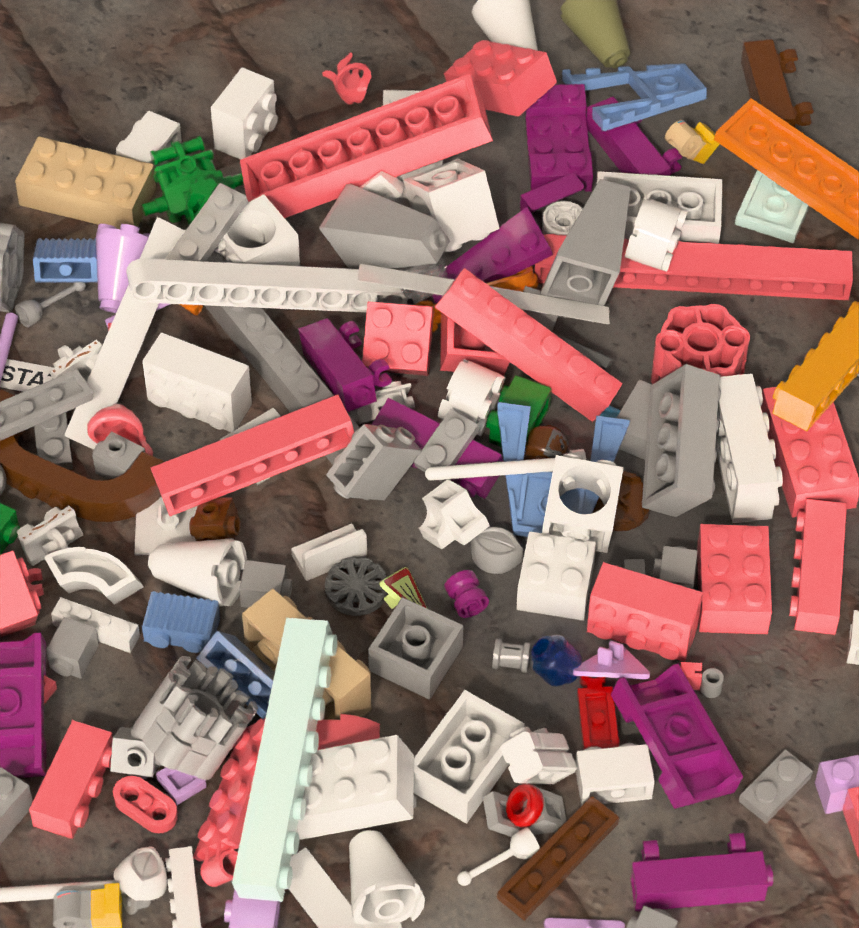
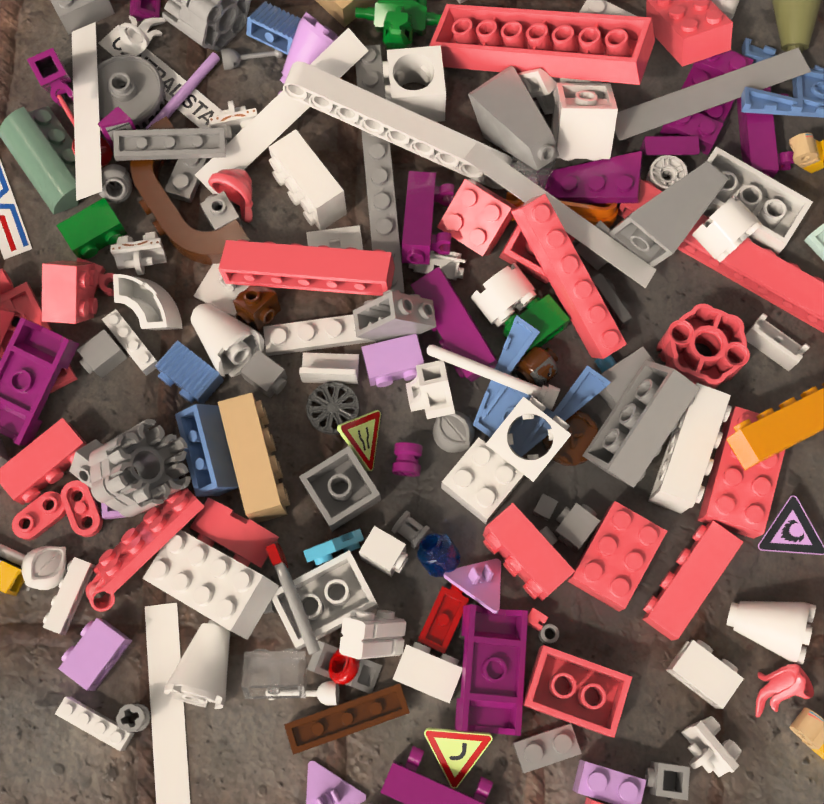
camera: 30 degrees right, 20 degrees up
(101, 834) = (39, 516): none -> coral plate
(209, 225) = (378, 56): light grey plate -> none
(284, 760) = (172, 547): light aqua brick -> none
(298, 525) = (311, 335): none -> white plate
(391, 511) = (392, 360): none -> lavender brick
(392, 725) = (281, 566): none -> light grey piece
(439, 703) = (323, 552): none -> medium azure plate
(447, 442) = (459, 329): light grey plate -> none
(458, 850) = (274, 674): none -> clear brick
(502, 678) = (384, 552): none -> white brick
(561, 129) = (709, 93): none -> light grey sticker
(688, 825) = (456, 751): none -> piece
(768, 326) = (775, 343): none -> white hinge
(772, 712) = (577, 691): none -> coral brick

